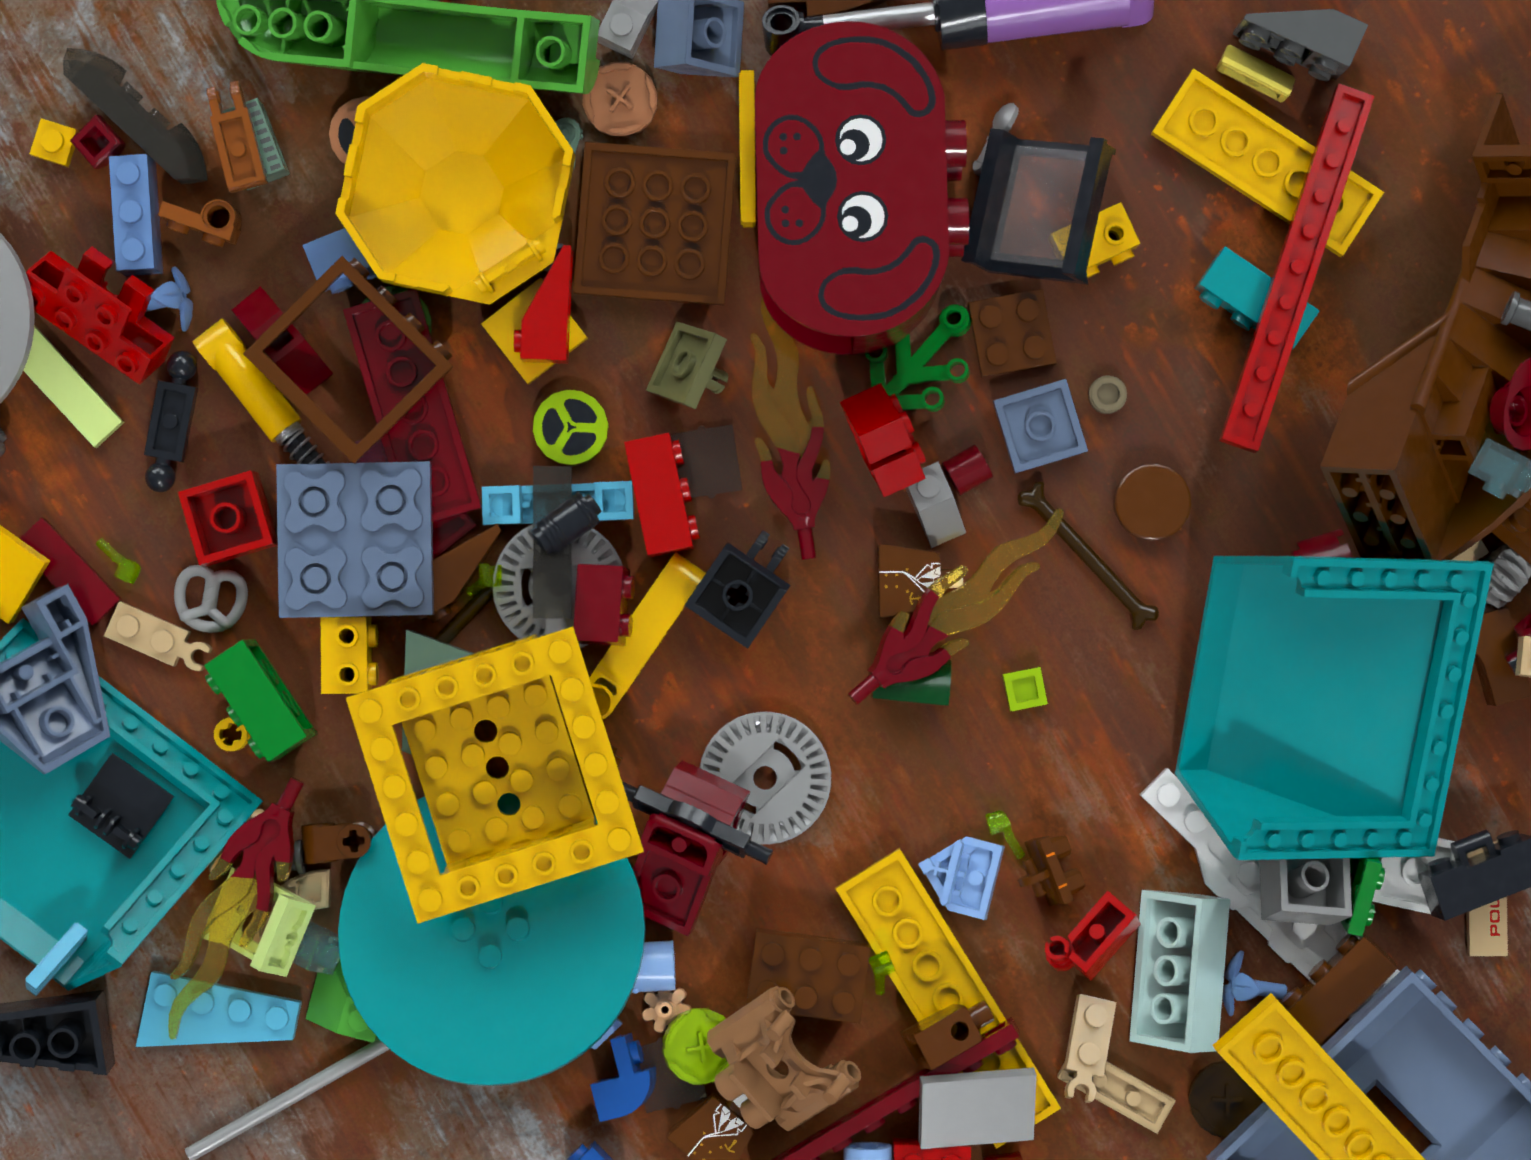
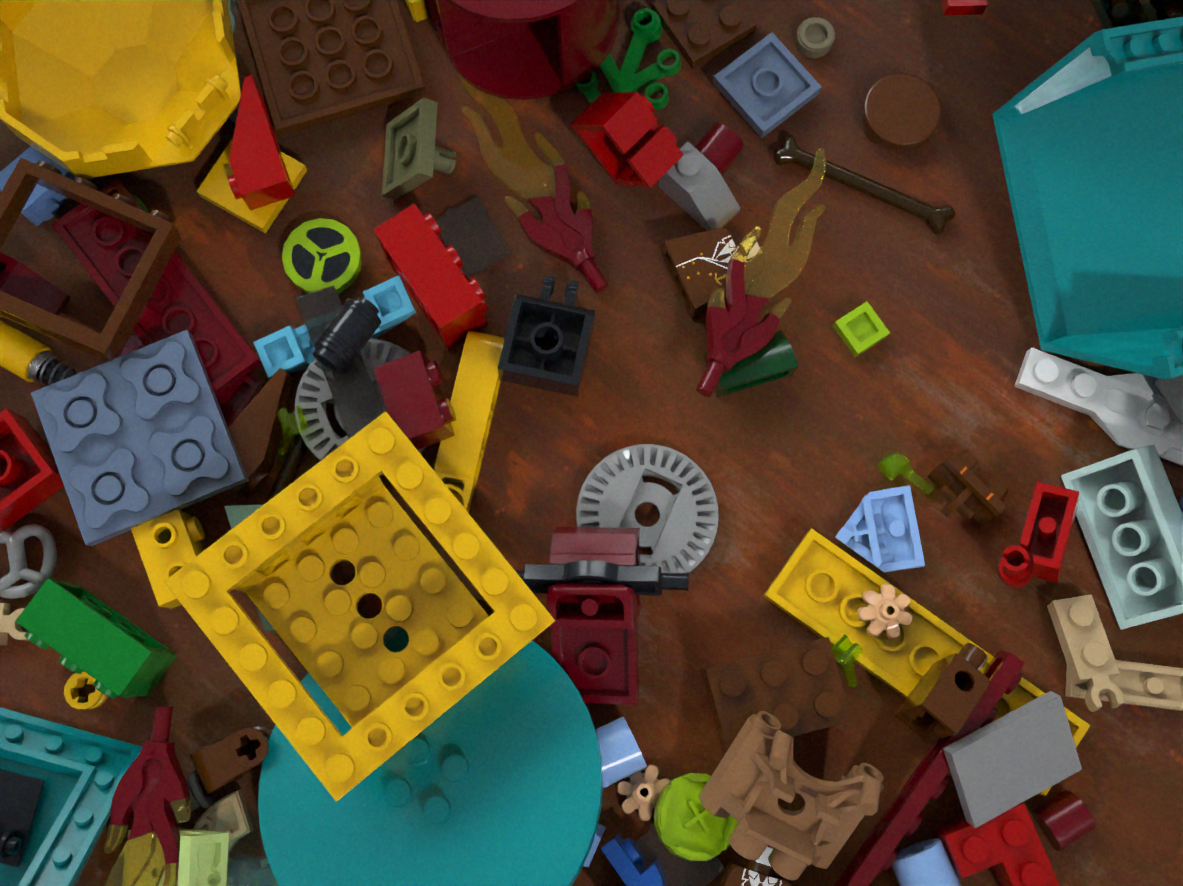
camera: 25 degrees left, 10 degrees down
(930, 936) = (877, 613): none -> light nougat plant

